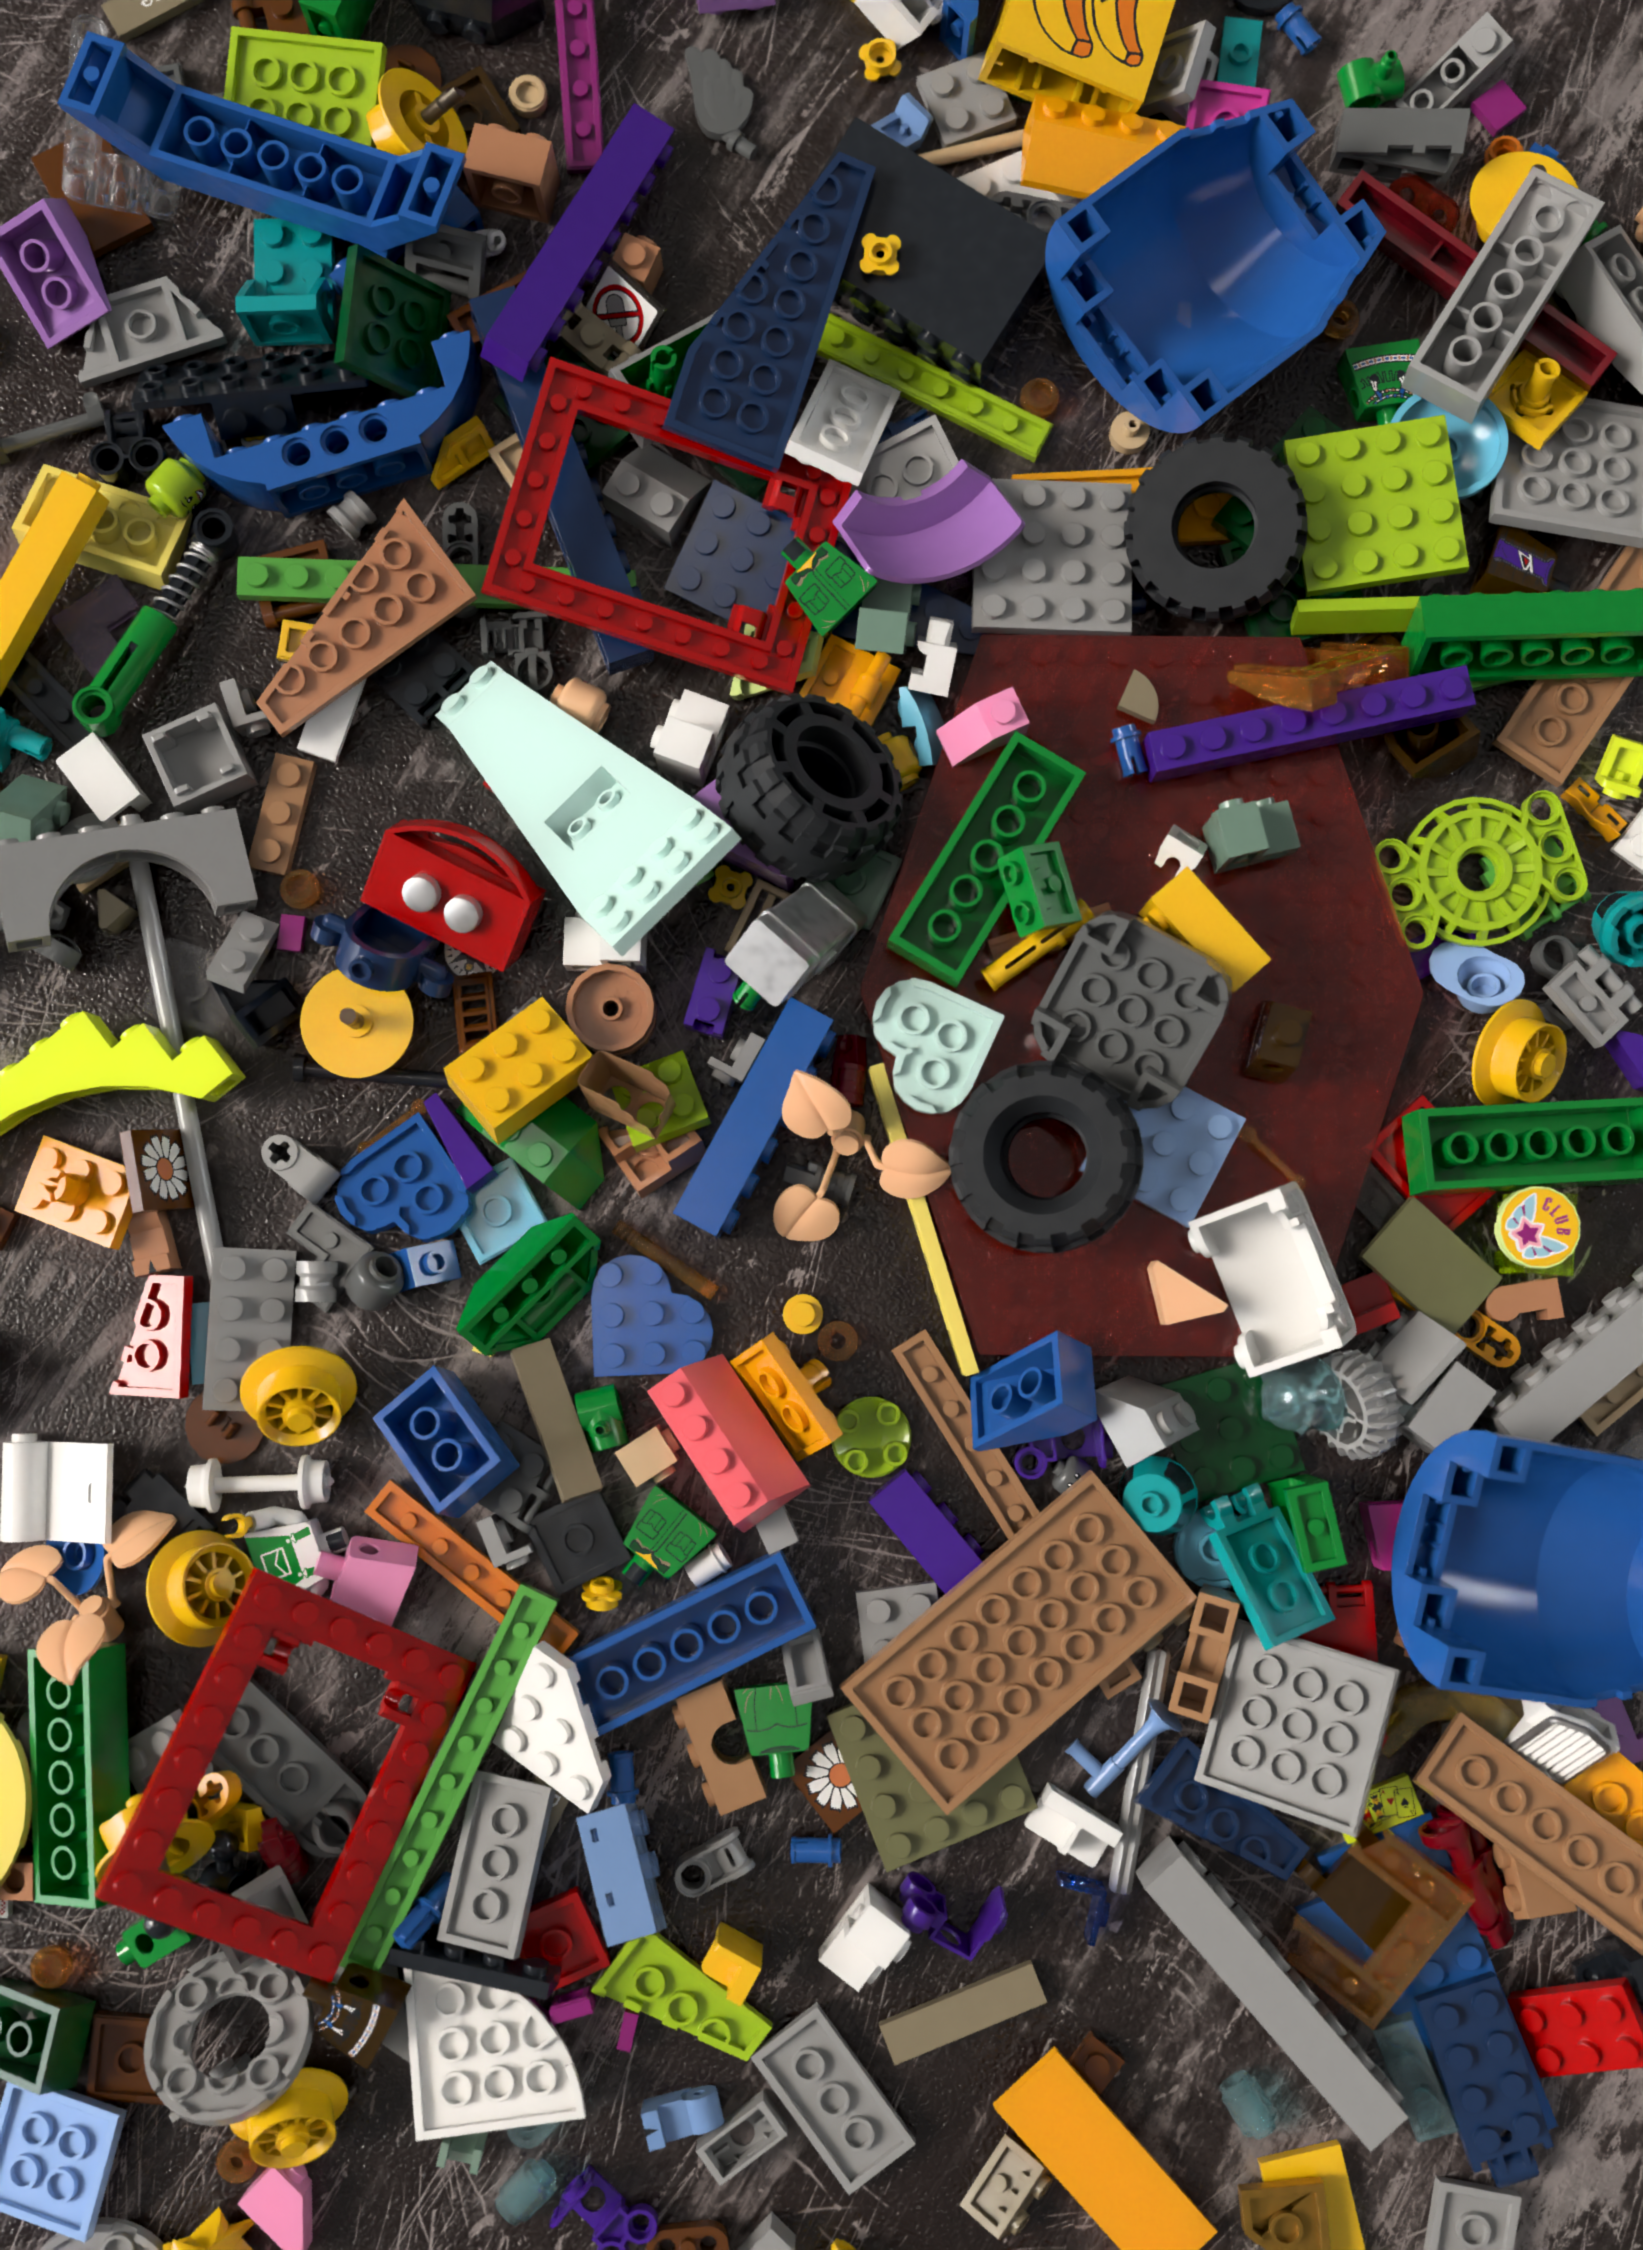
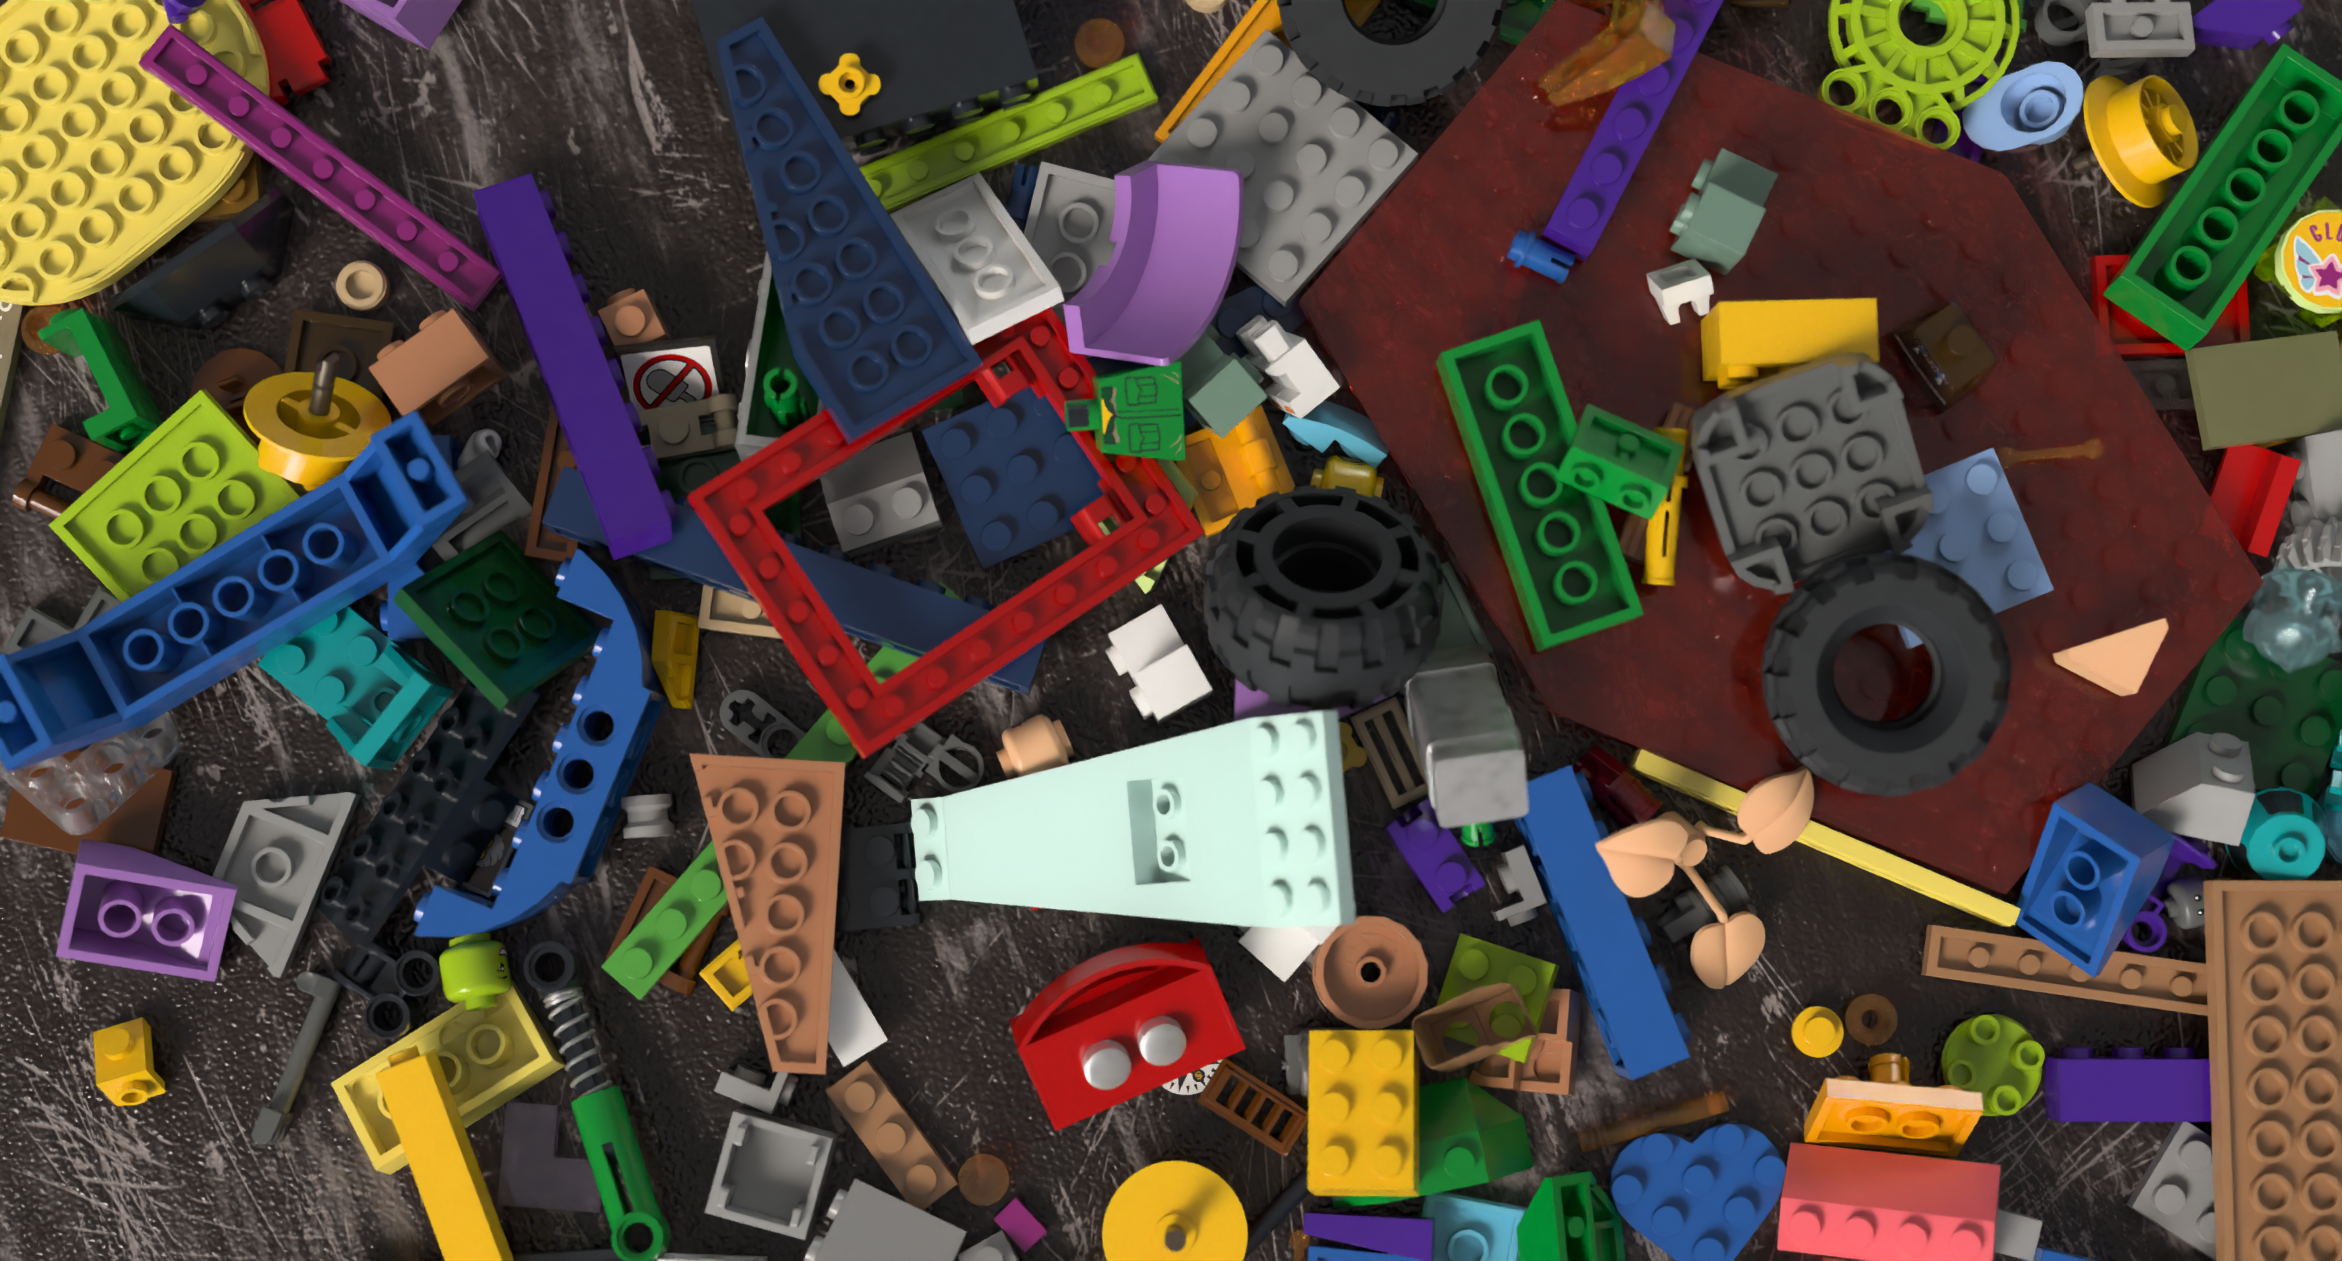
camera: 50 degrees left, 0 degrees up
(383, 952) = (1126, 1153): dark blue piece -> none
(720, 100) = (530, 101): dark grey animal -> none
(935, 1040) = (1671, 682): light aqua plate -> none
(983, 727) = (1401, 378): bright pink slope -> none
(1140, 698) = (1495, 202): dark tan tile -> none
(1275, 1278) = (2176, 551): white windscreen -> none

